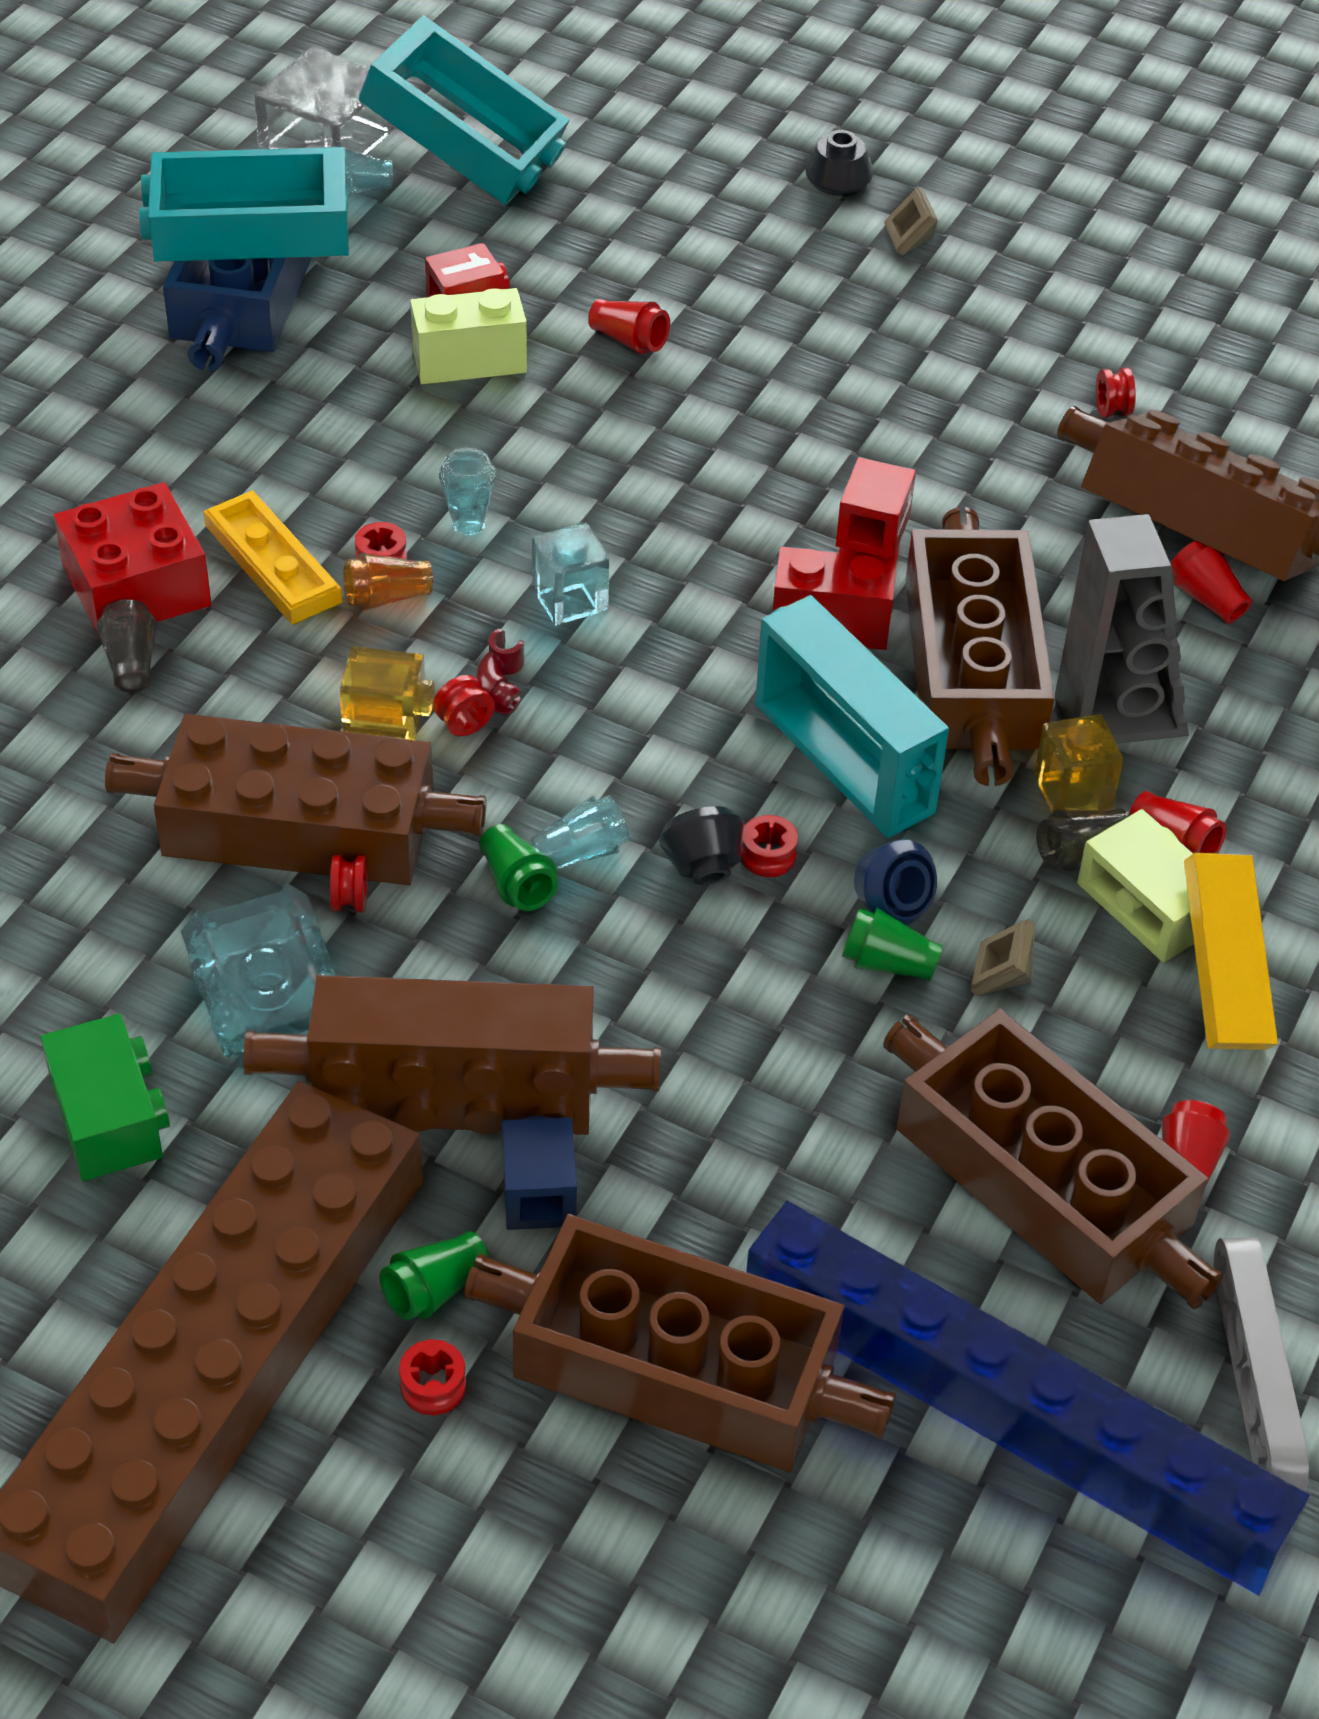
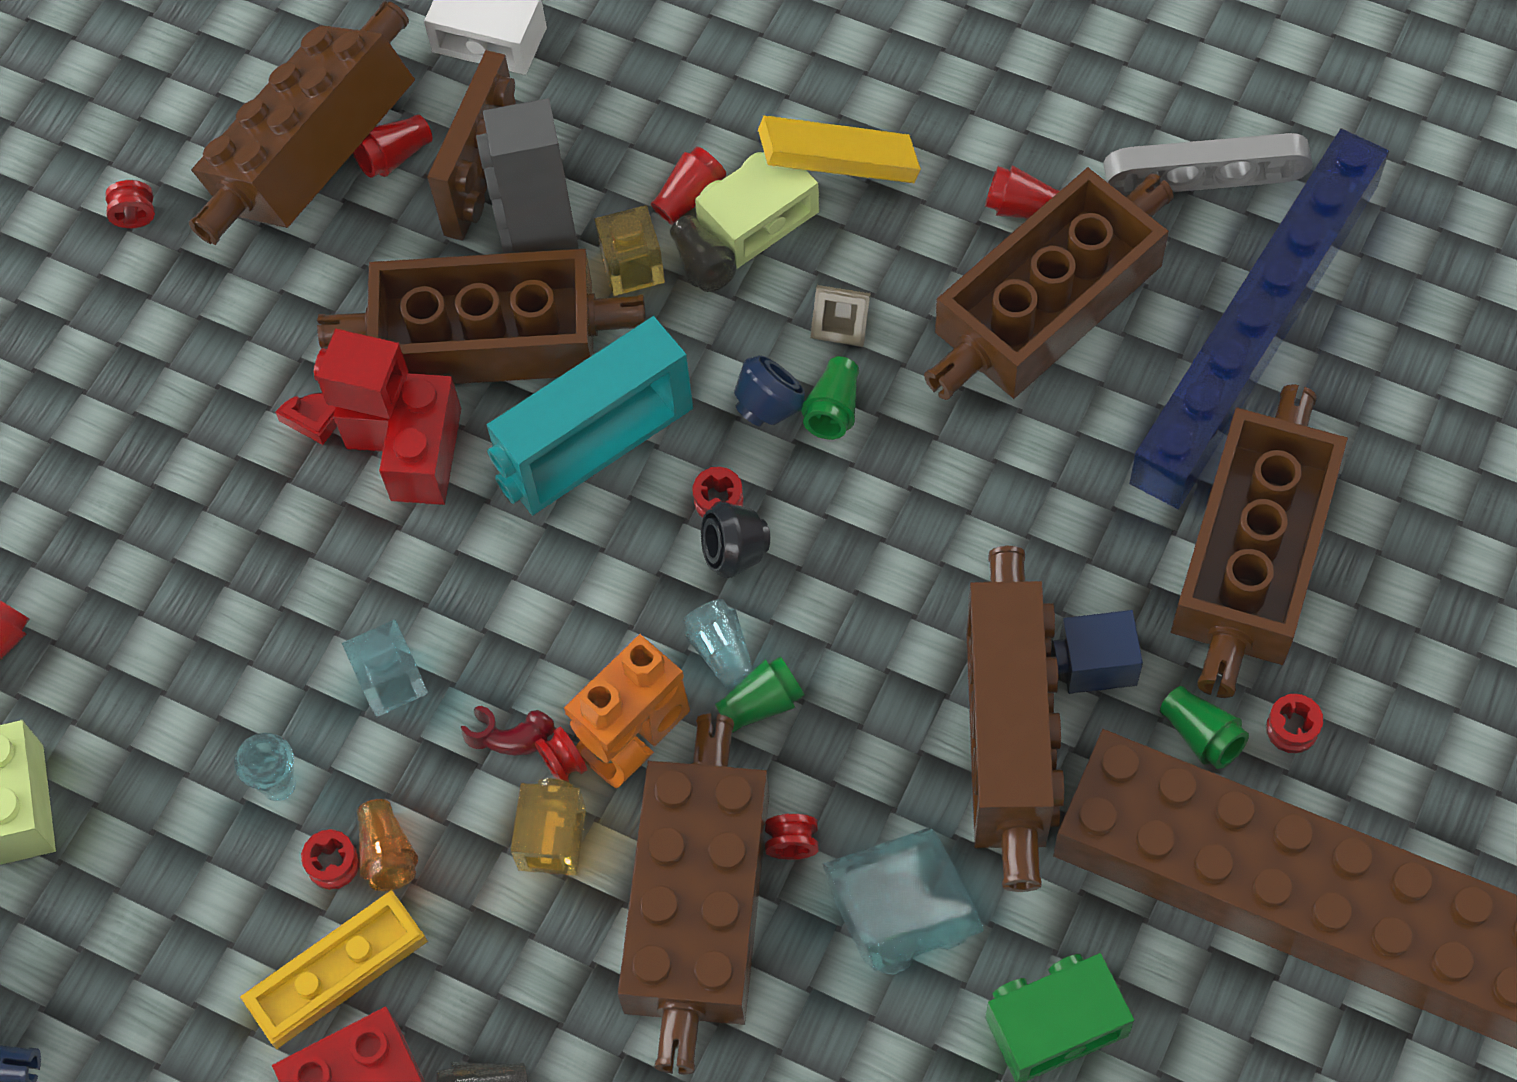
camera: 85 degrees left, 15 degrees up
(502, 721) = (630, 696): none -> orange hips
(1231, 630) = (457, 172): none -> reddish brown plate

